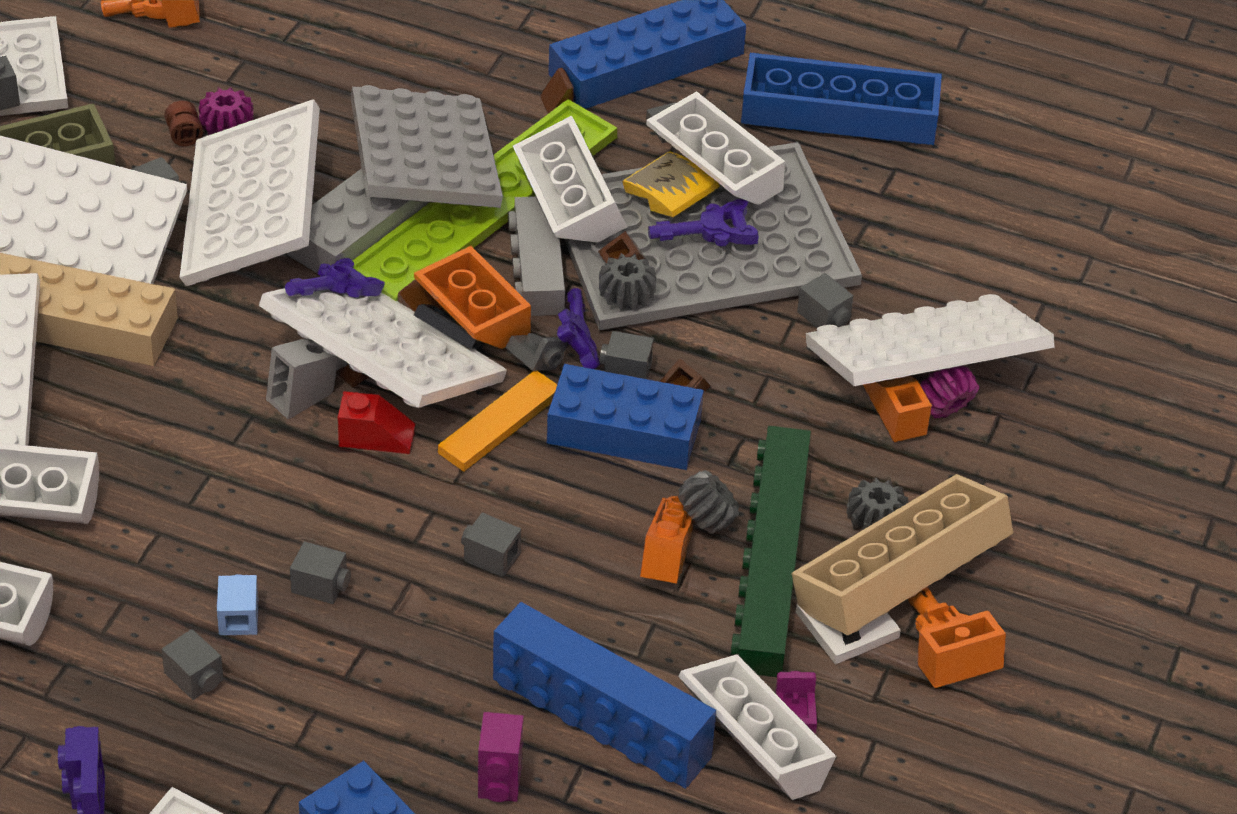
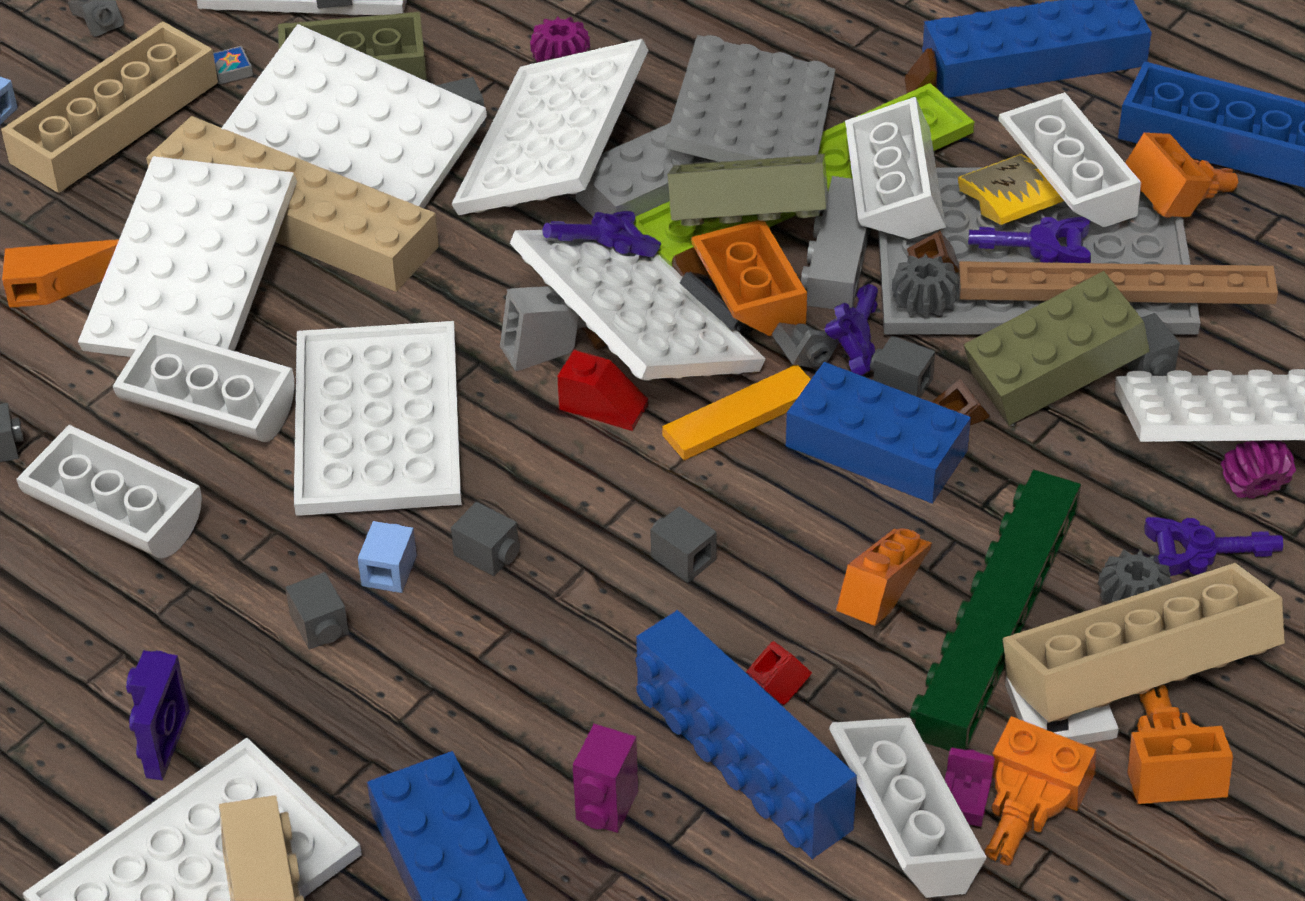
camera: 20 degrees right, 0 degrees up
(182, 483) = (376, 419): none -> white plate
(183, 123) = (512, 47): copper wheel -> none
(452, 221) = (748, 188): none -> olive brick
(611, 634) = (778, 672): none -> red slope
(708, 501) = (938, 541): dark grey gear -> none
(754, 317) = (1057, 347): none -> olive brick
(785, 252) = (1135, 281): none -> medium nougat plate
(806, 152) = (1173, 178): none -> orange brick
(851, 681) = (1035, 776): none -> orange brick
(901, 406) = (1198, 476): orange slope -> none
(919, 462) = (1202, 544): none -> dark purple piece

